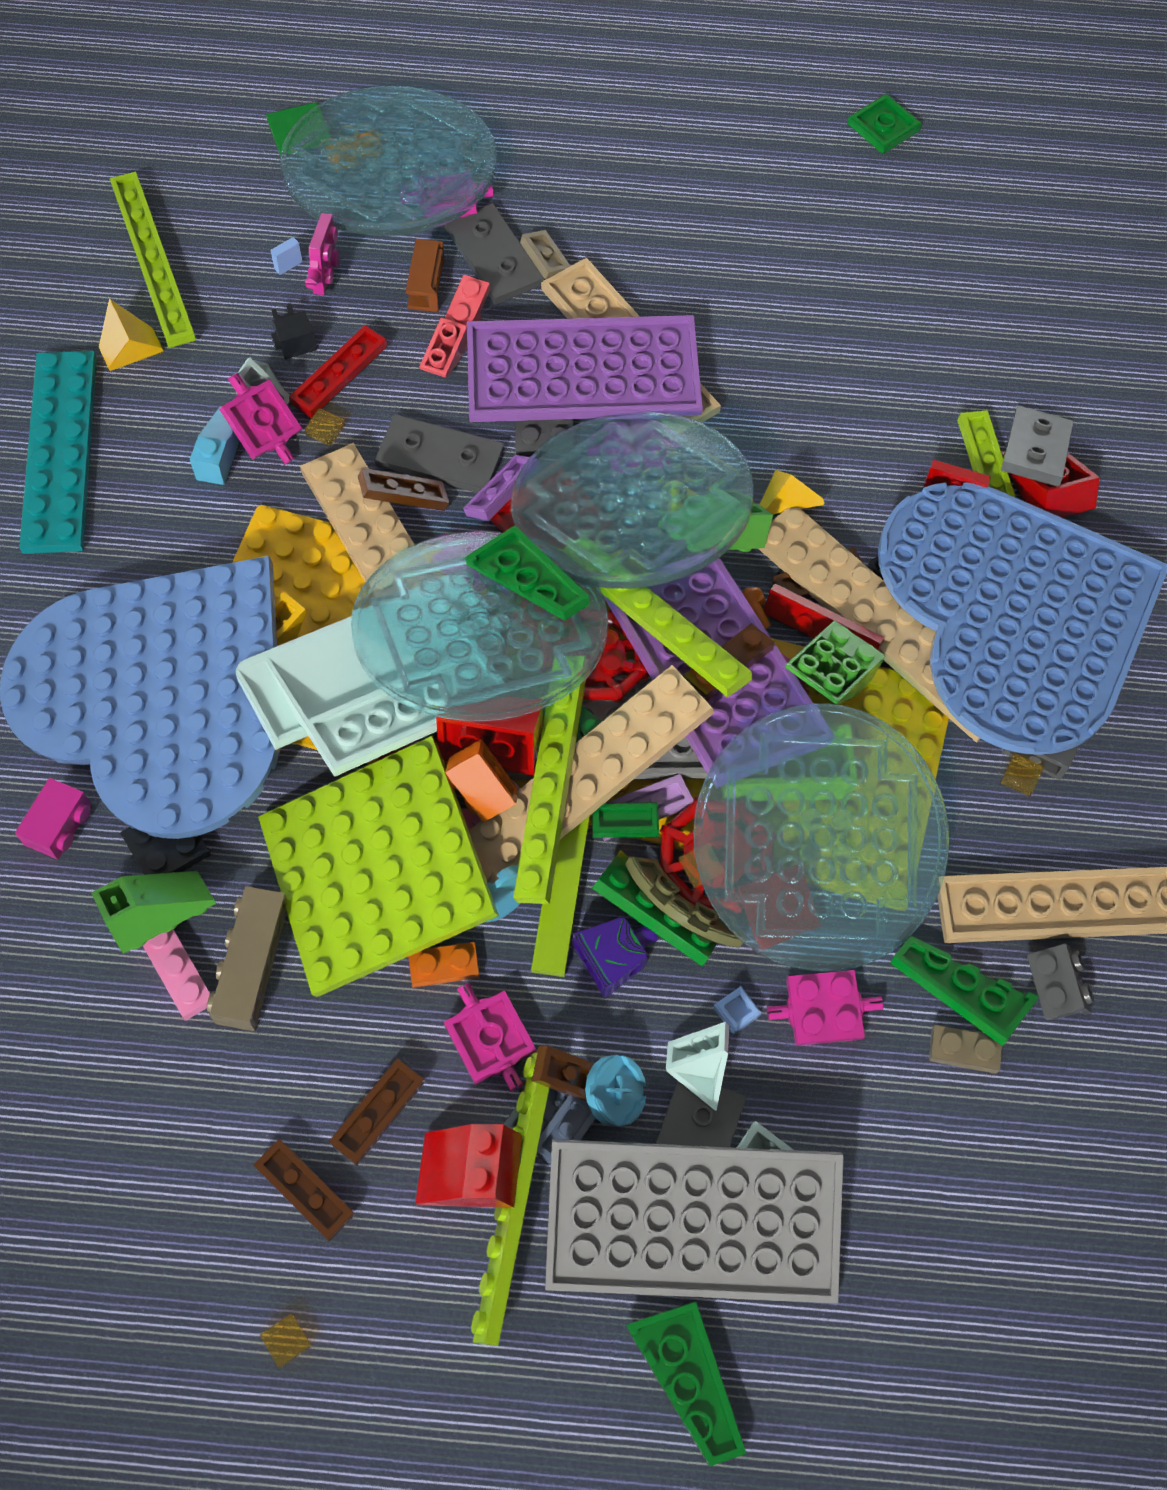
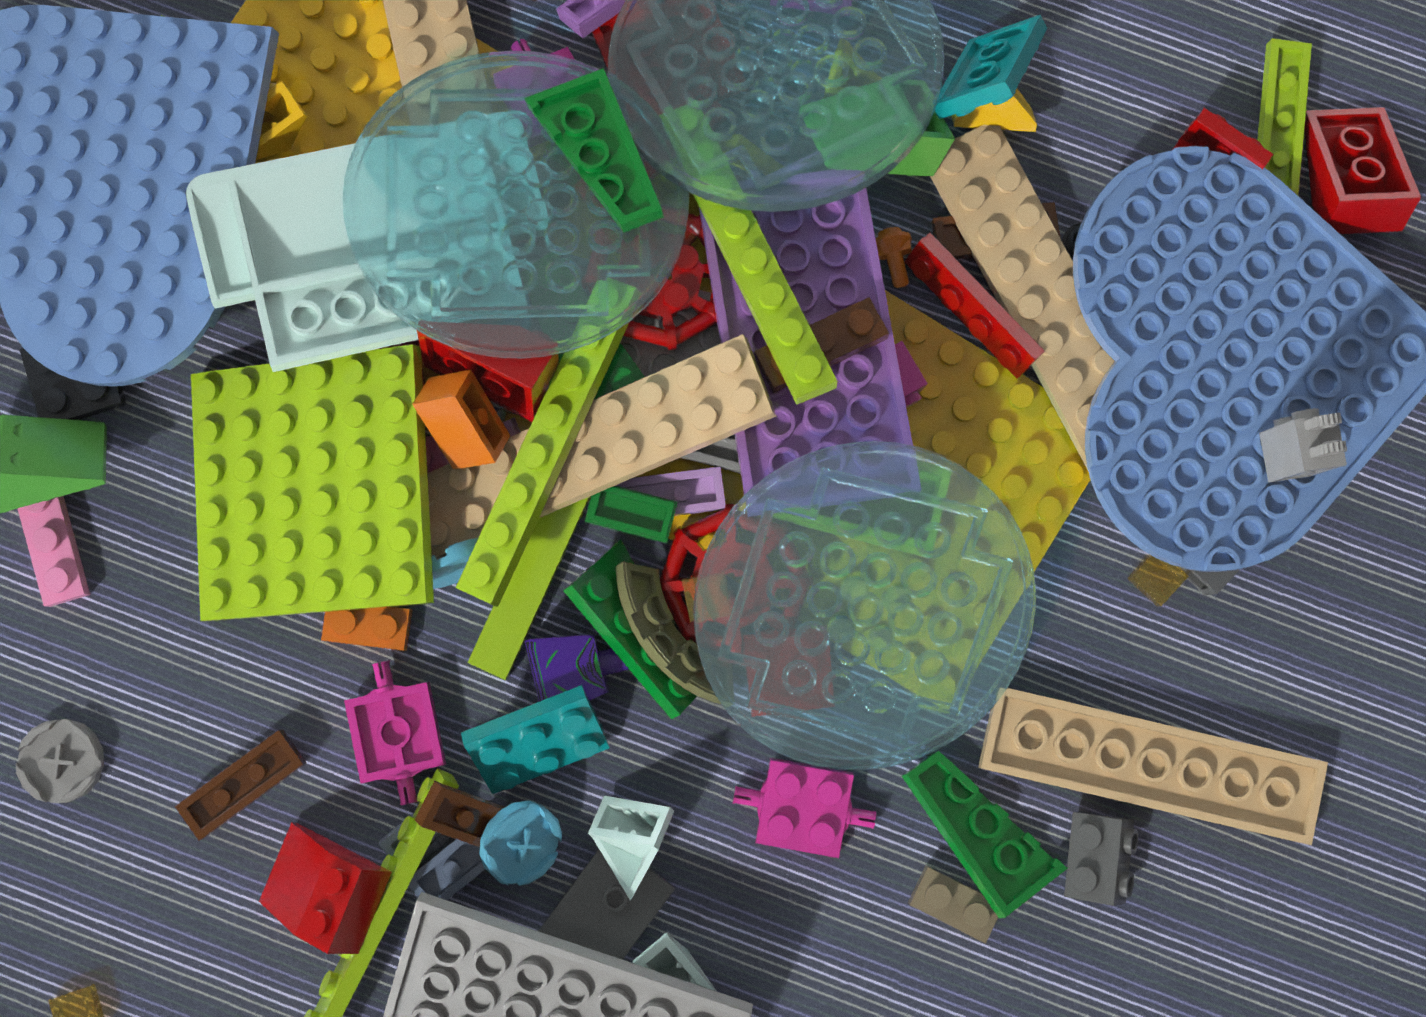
camera: 15 degrees right, 20 degrees up
(222, 1137) = (59, 761): none -> light grey tile
(248, 959) = (135, 557): dark tan brick -> none
(304, 1190) = (135, 852): reddish brown plate -> none
(604, 1006) = (535, 740): none -> teal plate
(737, 1010) = (699, 779): light blue tile -> none
(780, 467) = (990, 68): none -> teal plate
(836, 663) = (962, 378): bright green slope -> none
(1037, 446) = (1358, 121): plate -> none
(1089, 641) = (1303, 445): none -> light grey hinge

